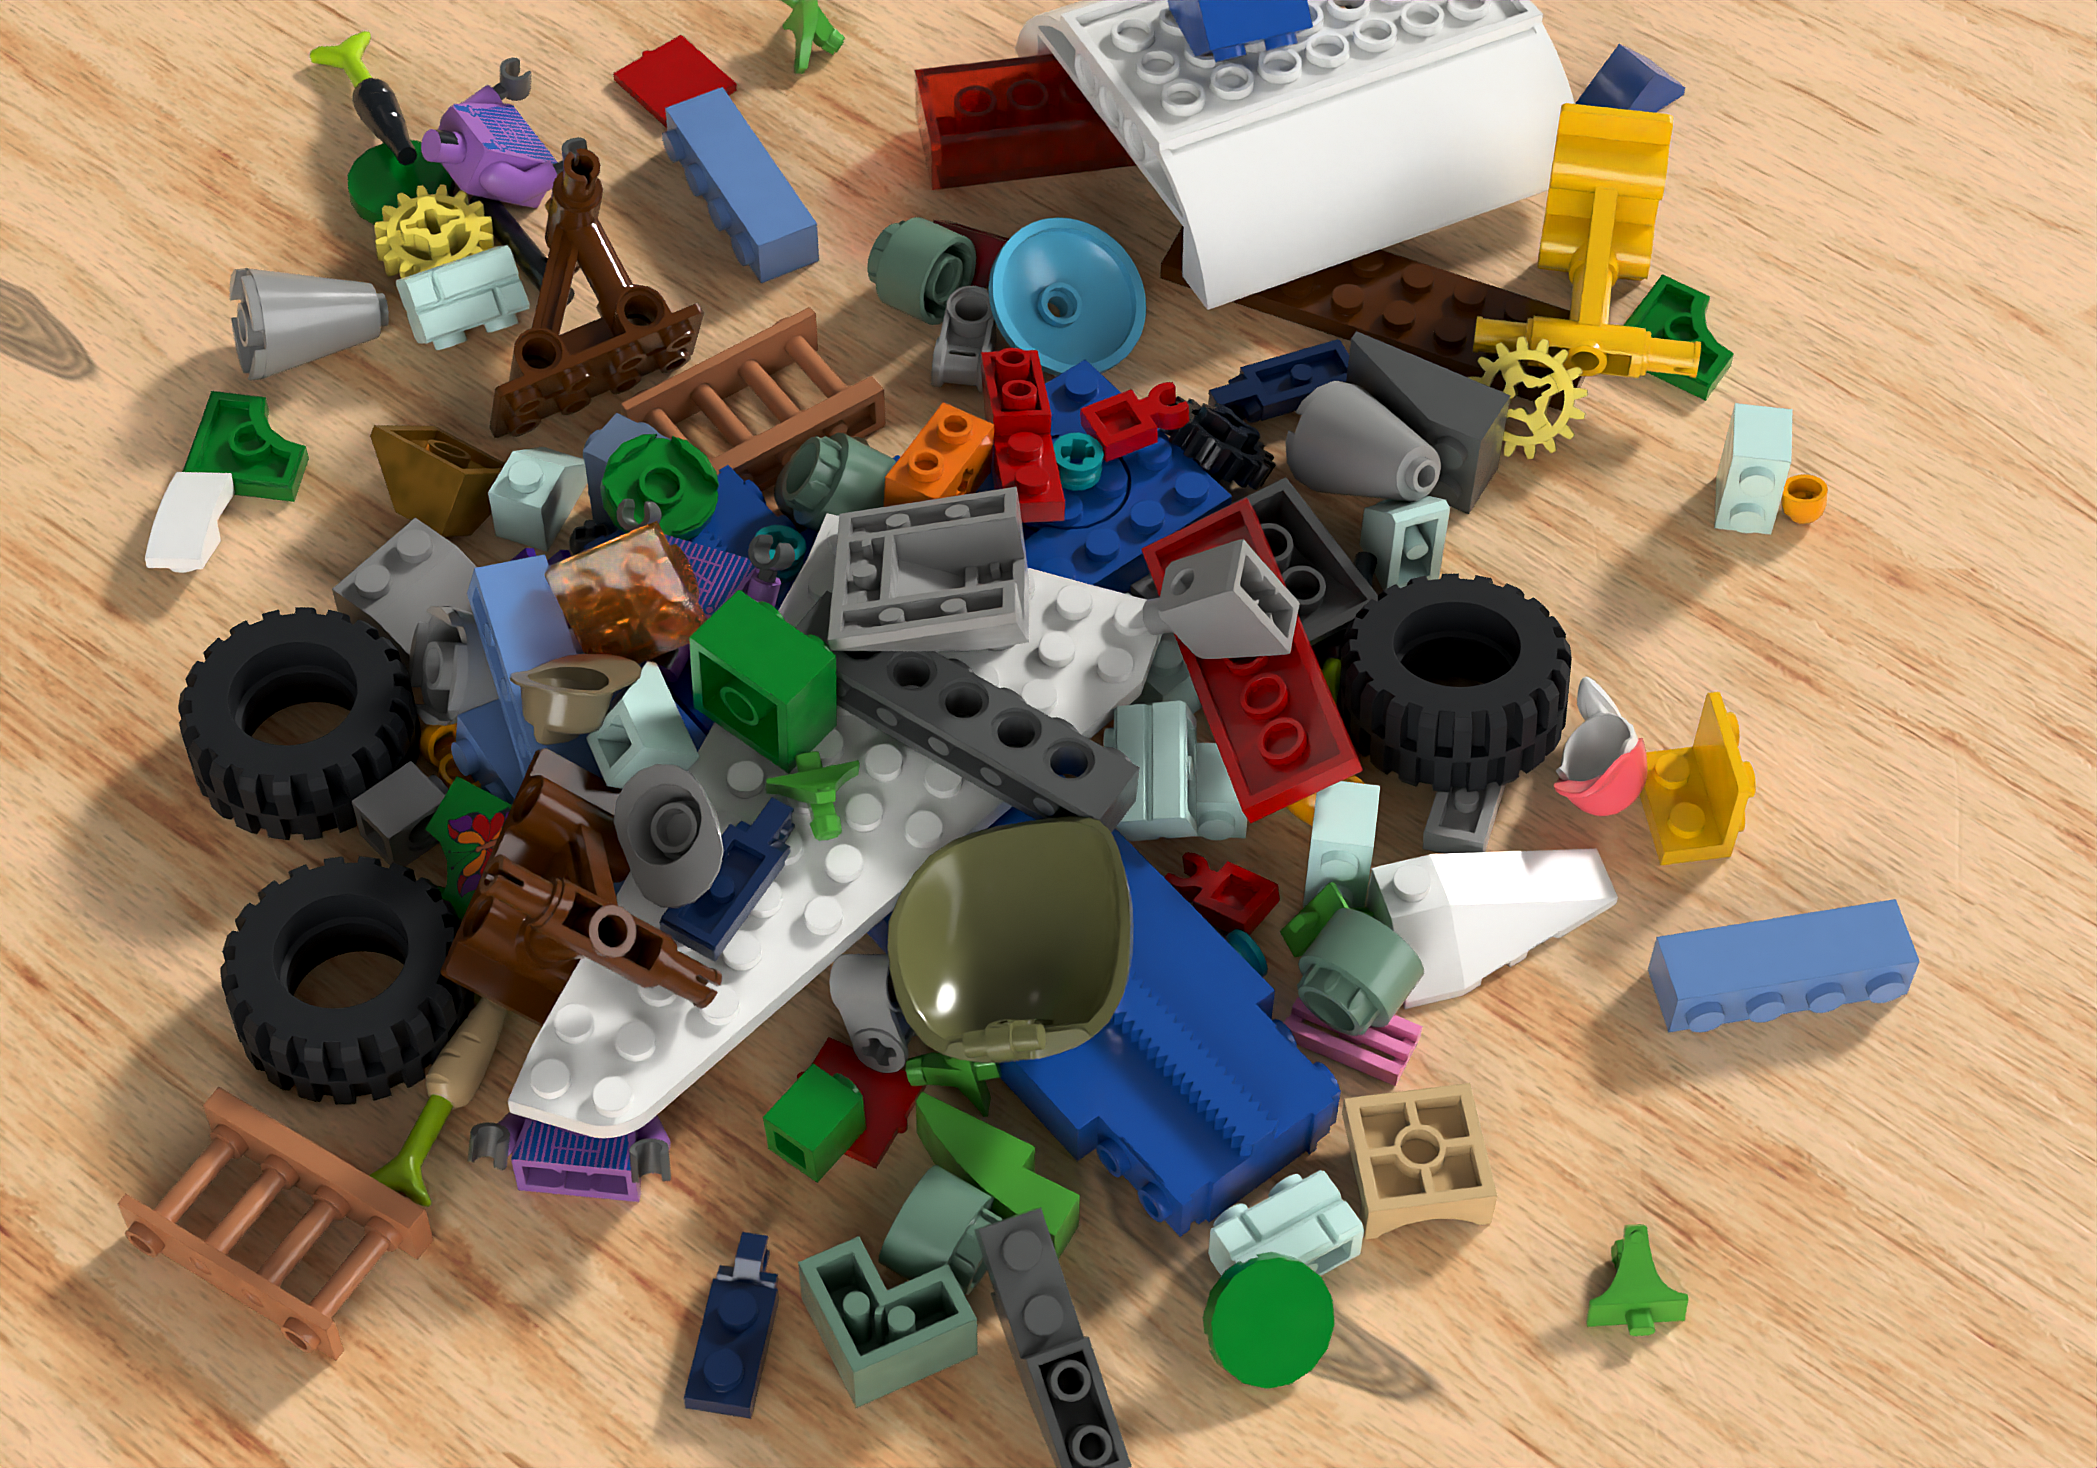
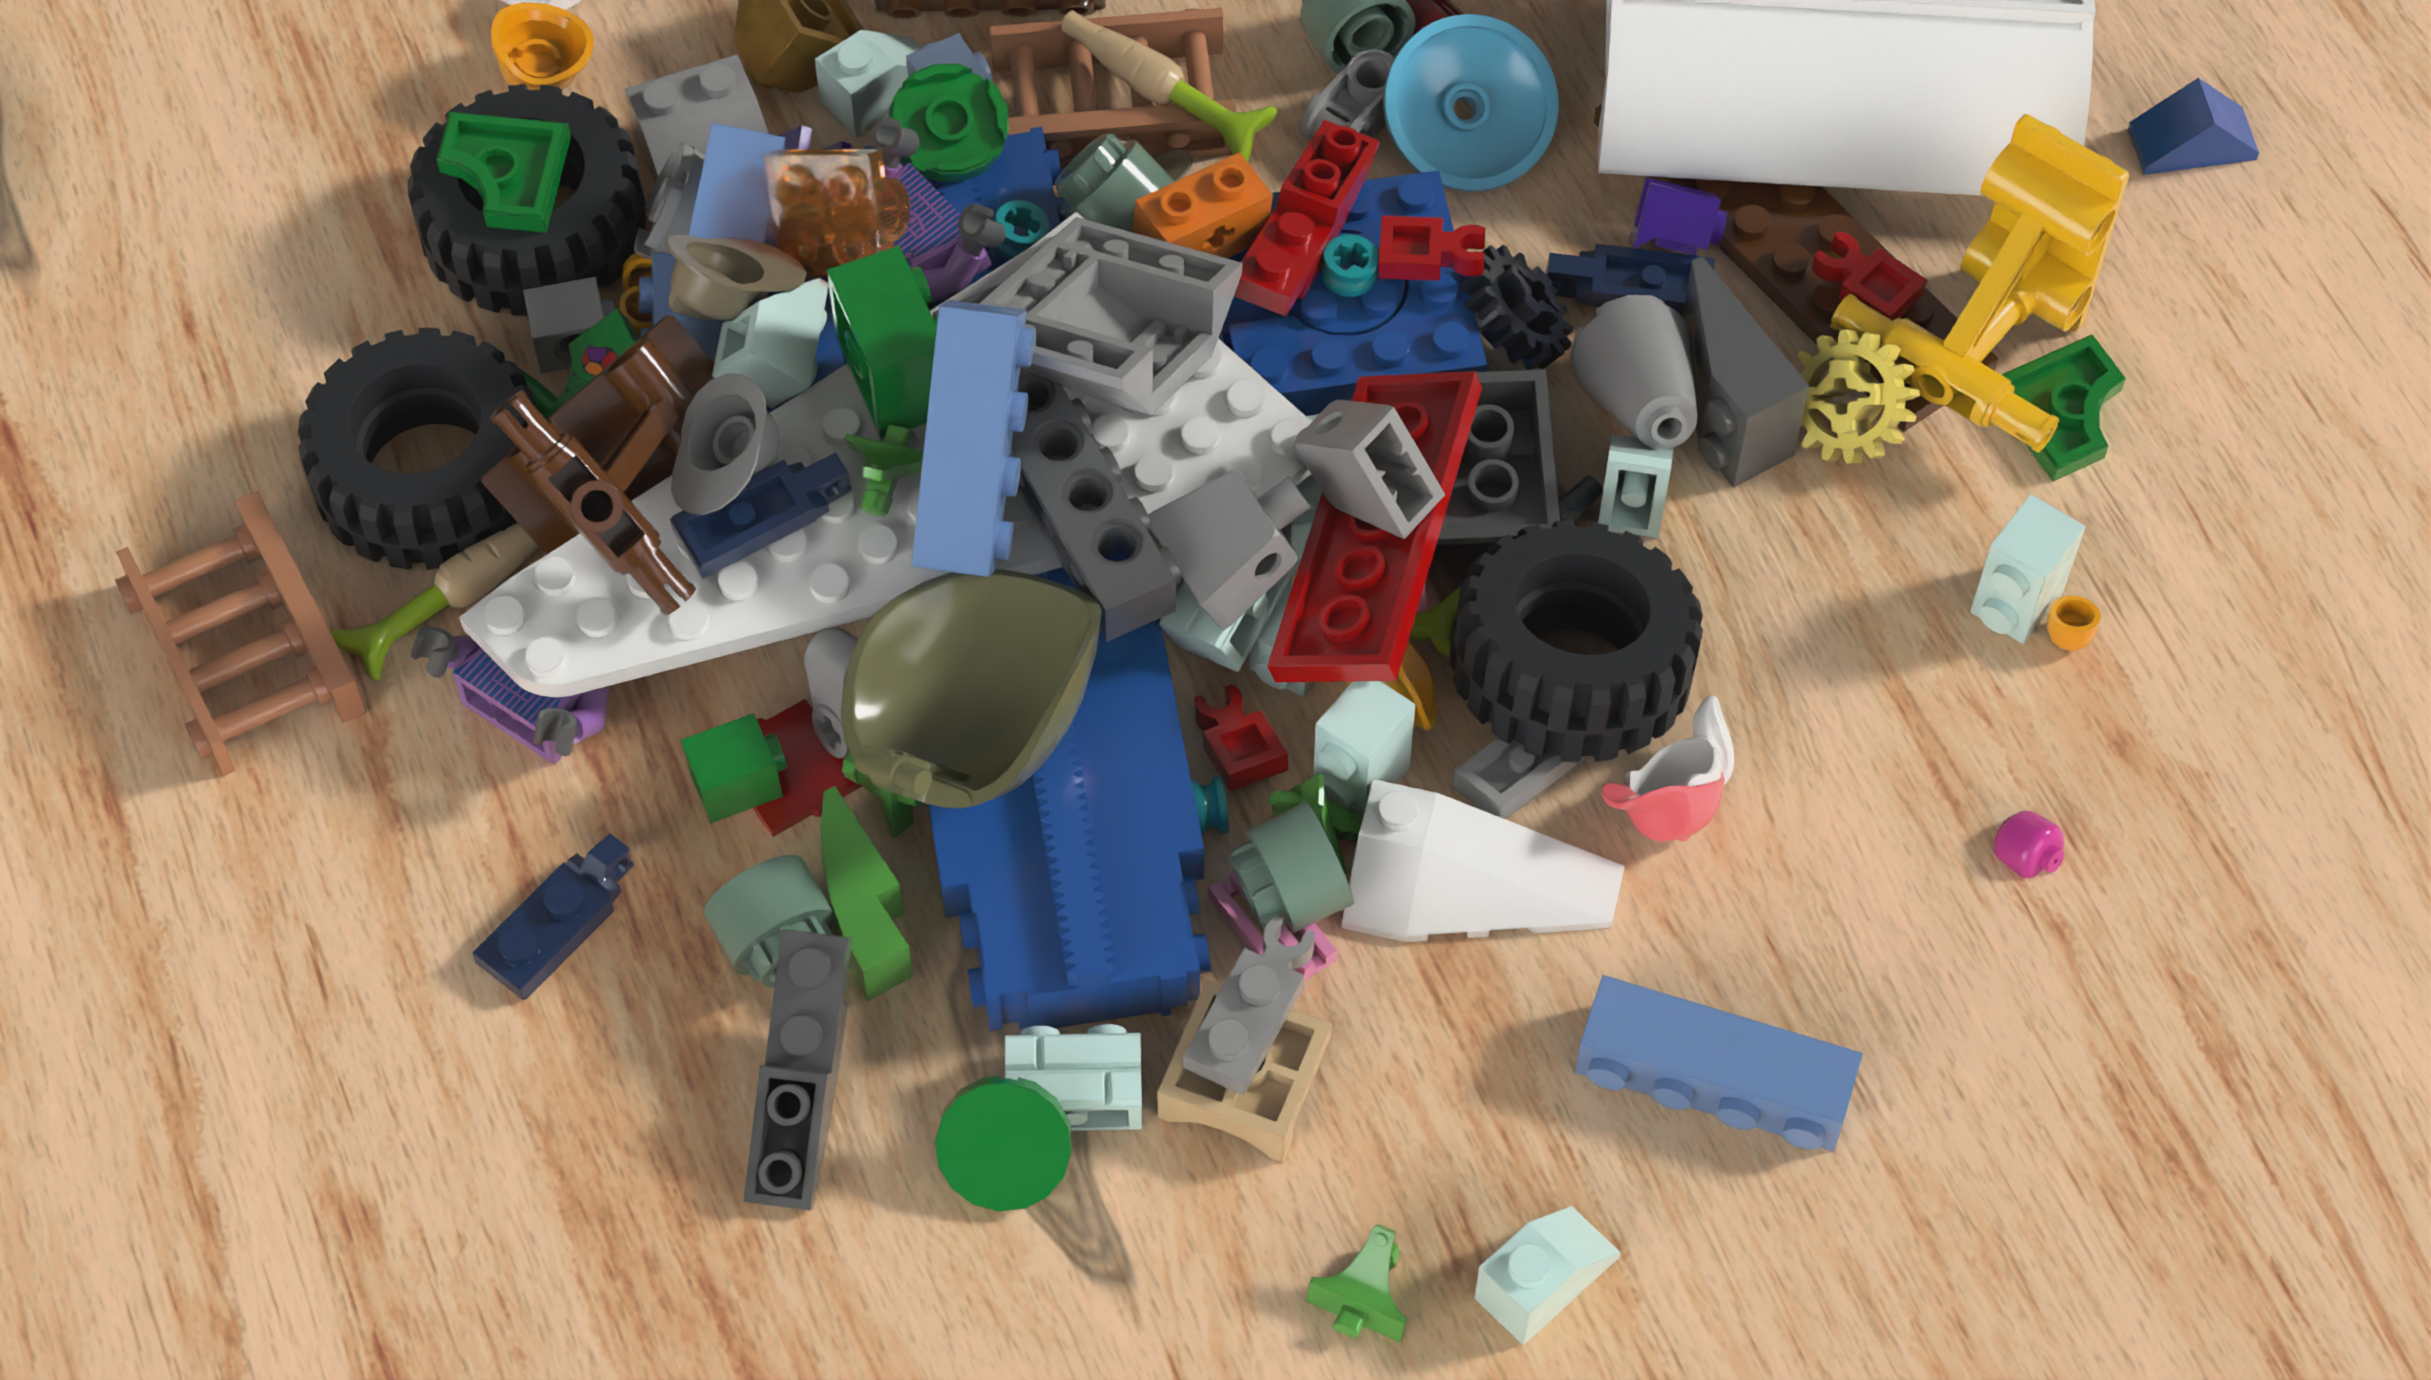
camera: 30 degrees right, 5 degrees up
(221, 589) = (540, 45): none -> light orange helmet
(281, 691) = (510, 164): none -> green tile
(805, 385) = (1164, 82): none -> tan piece
(880, 1334) = (664, 983): sand green brick -> none
(902, 724) = (971, 437): none -> medium blue brick
(1153, 717) = (1230, 541): none -> light grey torso
(1291, 319) = (1677, 218): none -> dark purple window
(1401, 1105) = (1249, 1011): none -> light grey plate
(1484, 296) = (1875, 280): none -> red plate
(1699, 792) = (1748, 859): yellow bracket -> none
(1764, 1205) = (1542, 1271): none -> light aqua slope
(1885, 683) = (2029, 844): none -> dark pink piece

